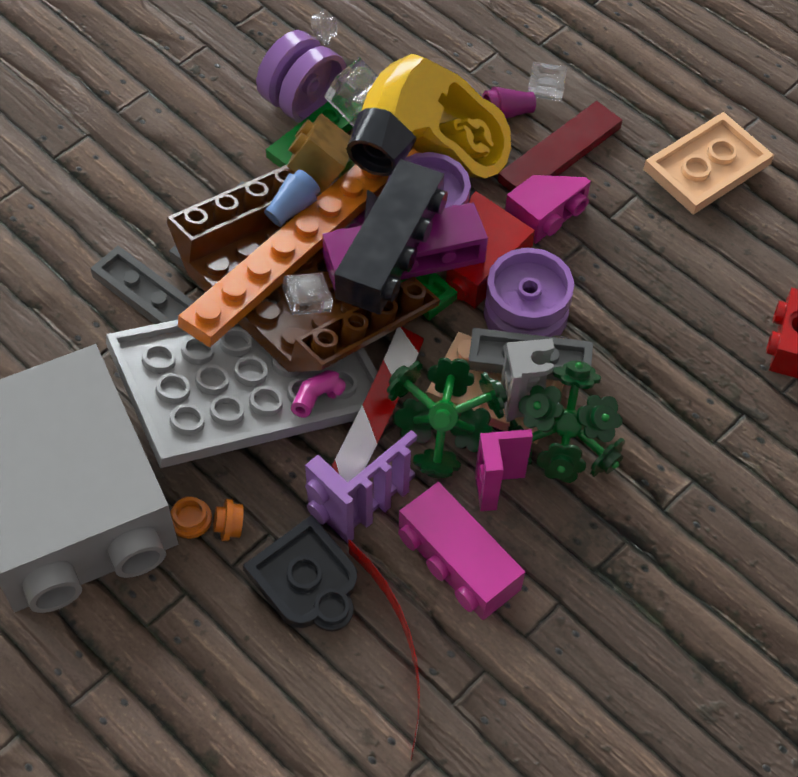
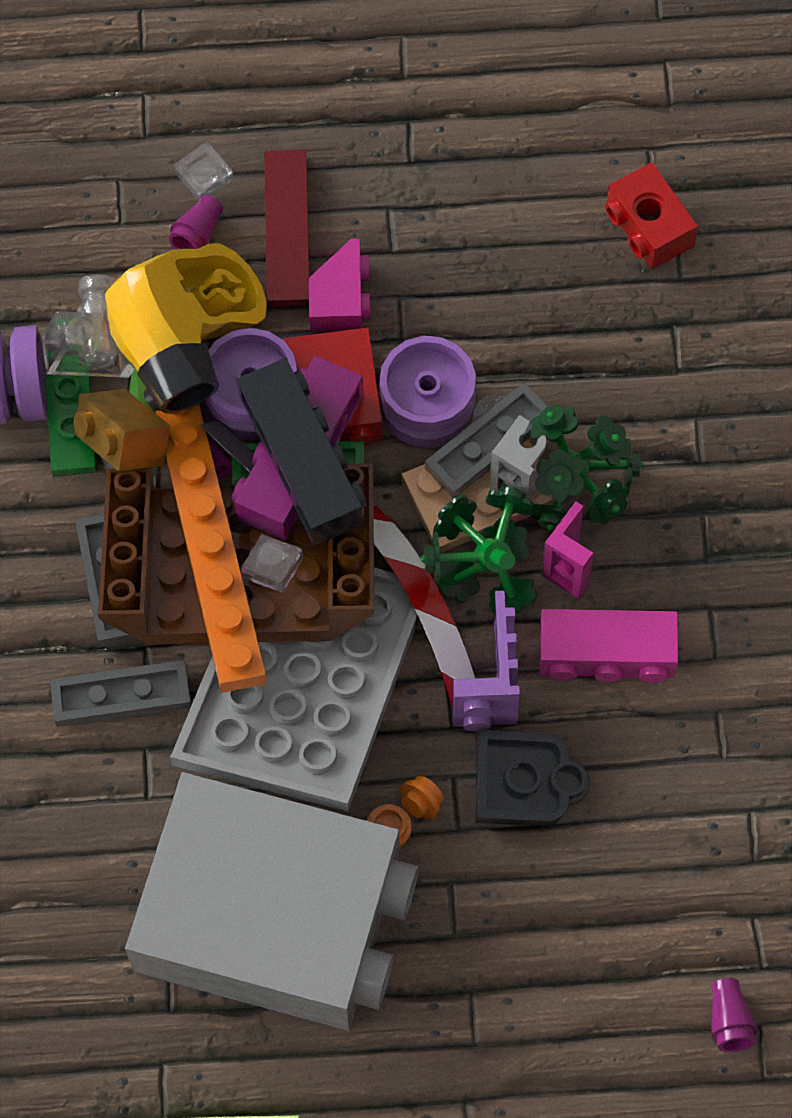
camera: 45 degrees left, 10 degrees up
(294, 195) = (162, 494): medium blue cone -> none
(312, 388) = (371, 635): dark pink arm -> none
(366, 563) = (643, 742): red sticker -> none
(708, 162) = (417, 124): light nougat plate -> none

